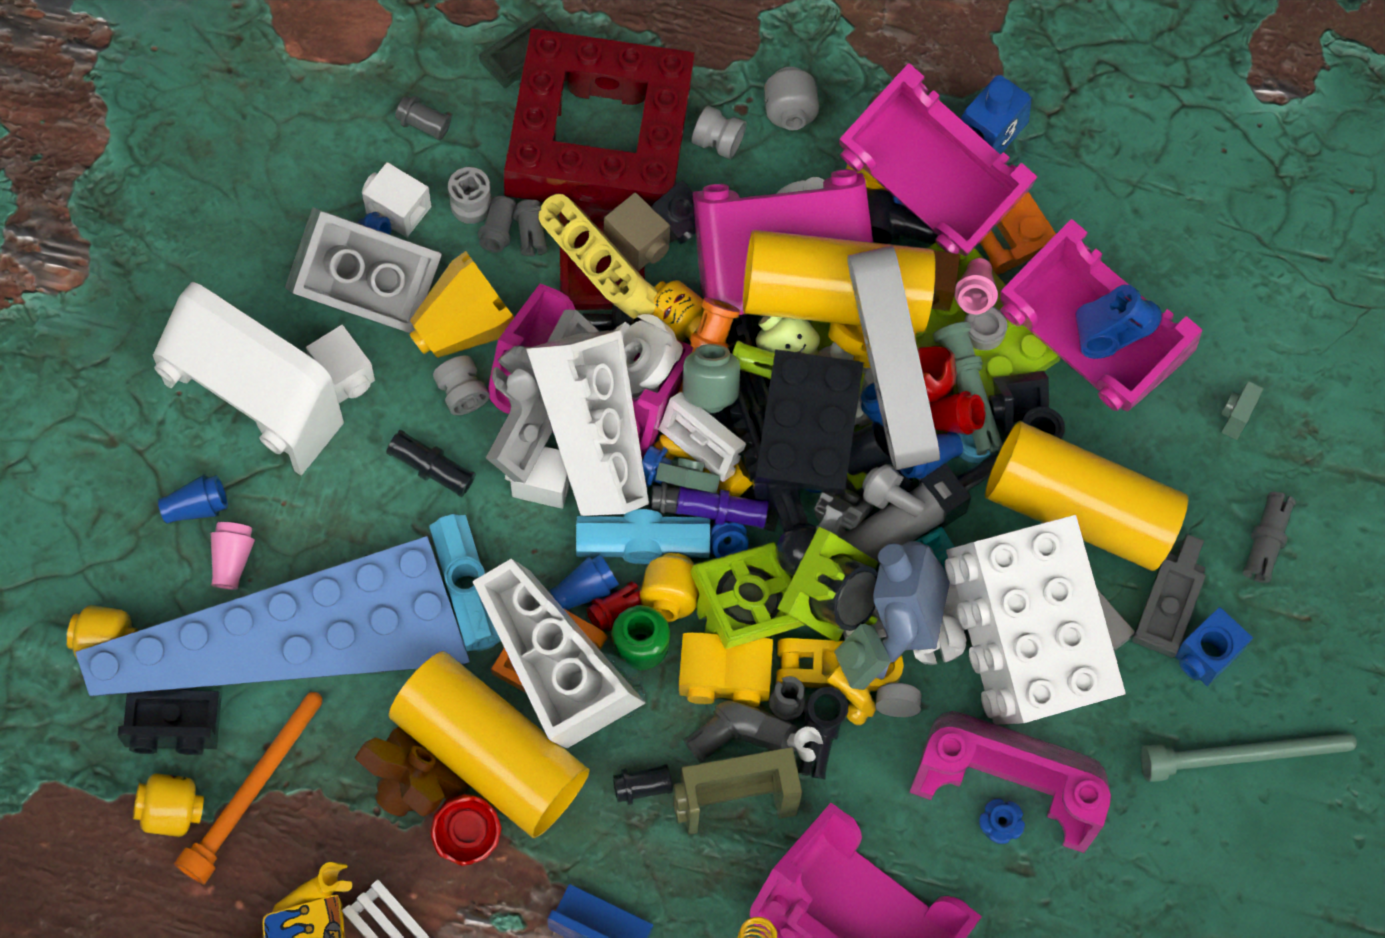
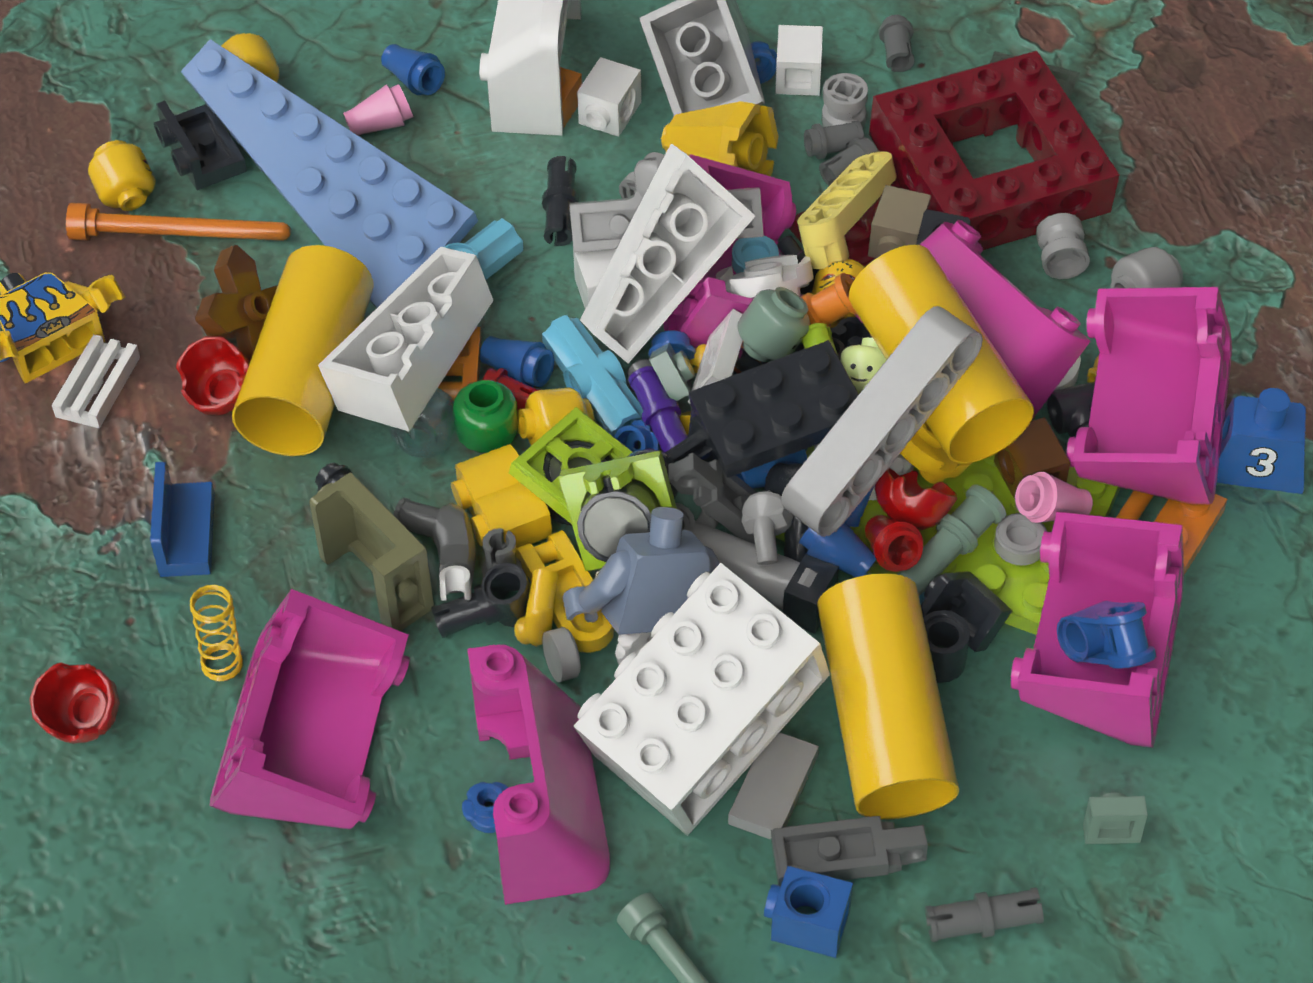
camera: 65 degrees right, 15 degrees down
(862, 656) = (567, 576): sand green plate -> none

